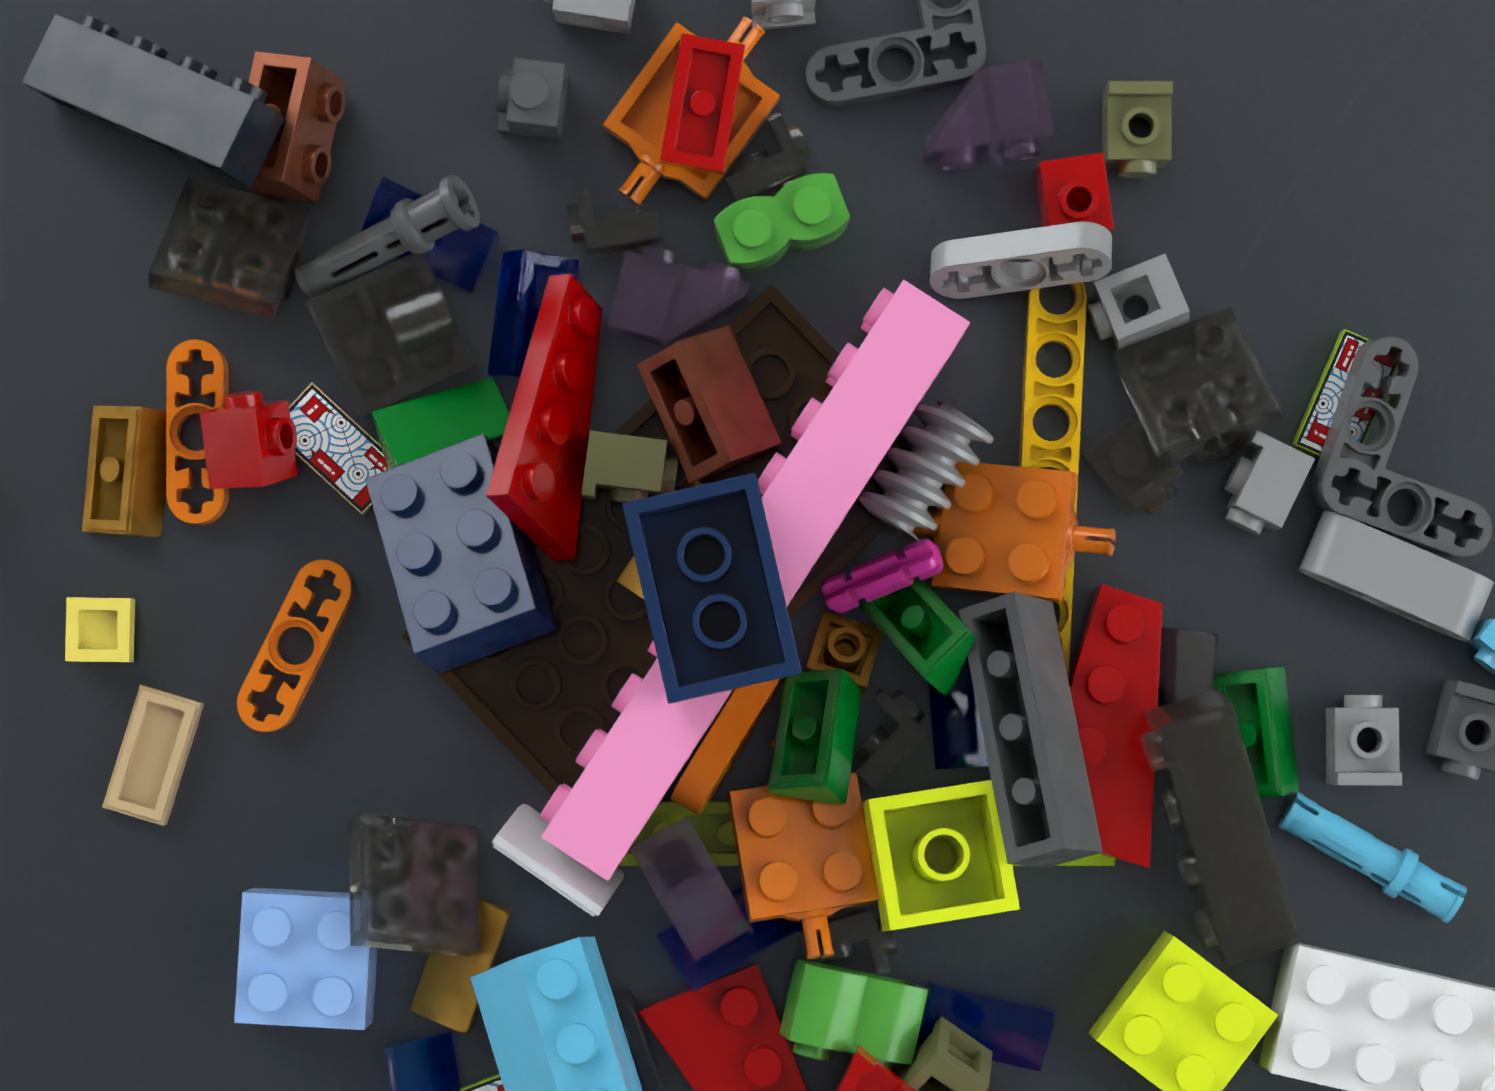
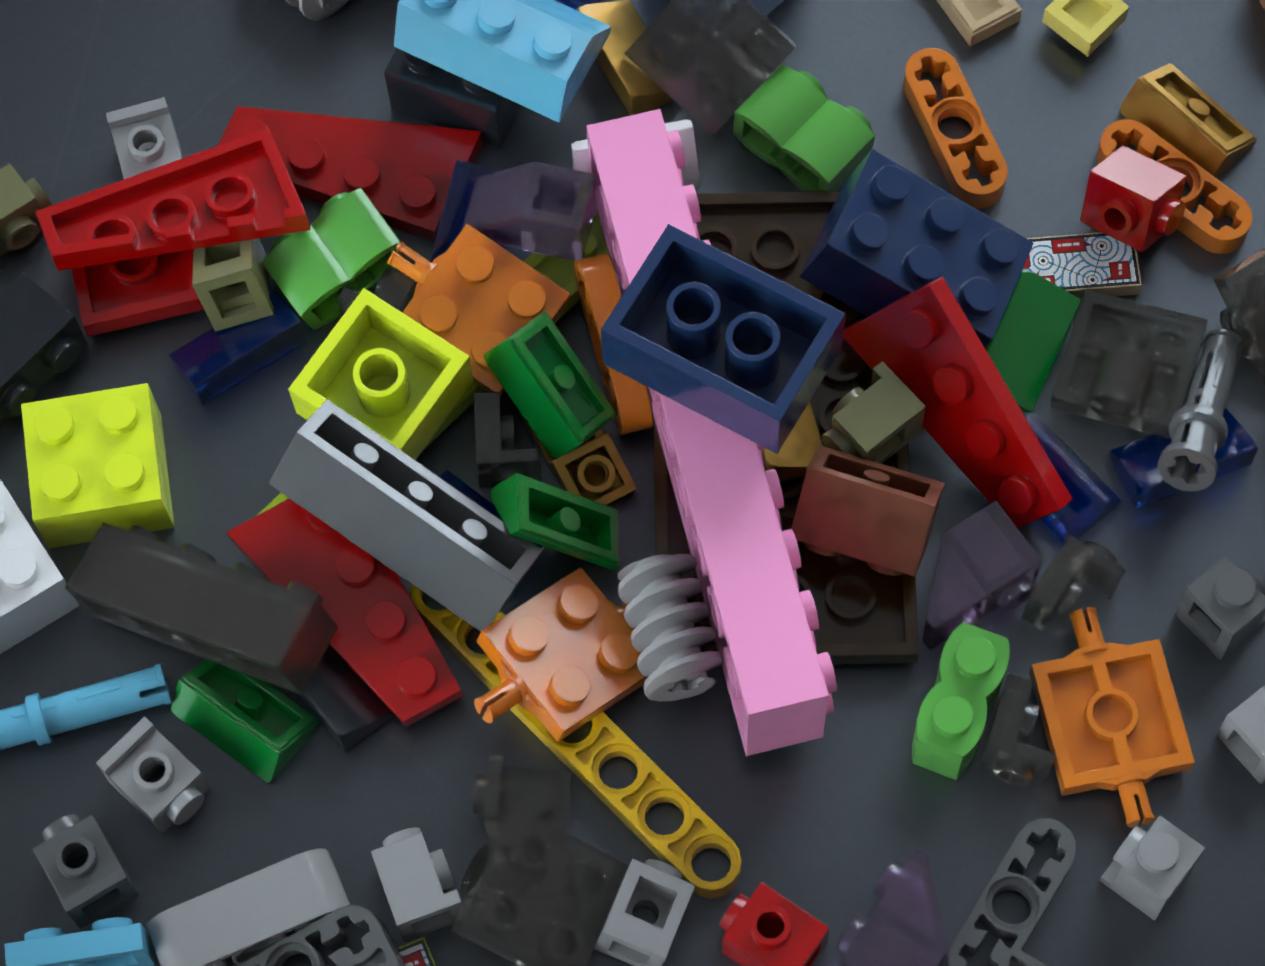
camera: 140 degrees right, 20 degrees down
(410, 753) = (802, 131): none -> bright green brick
(702, 103) = (1109, 710): red plate -> none
(882, 575) = (621, 532): dark pink axle -> none
(1058, 255) = (763, 848): light grey beam -> none

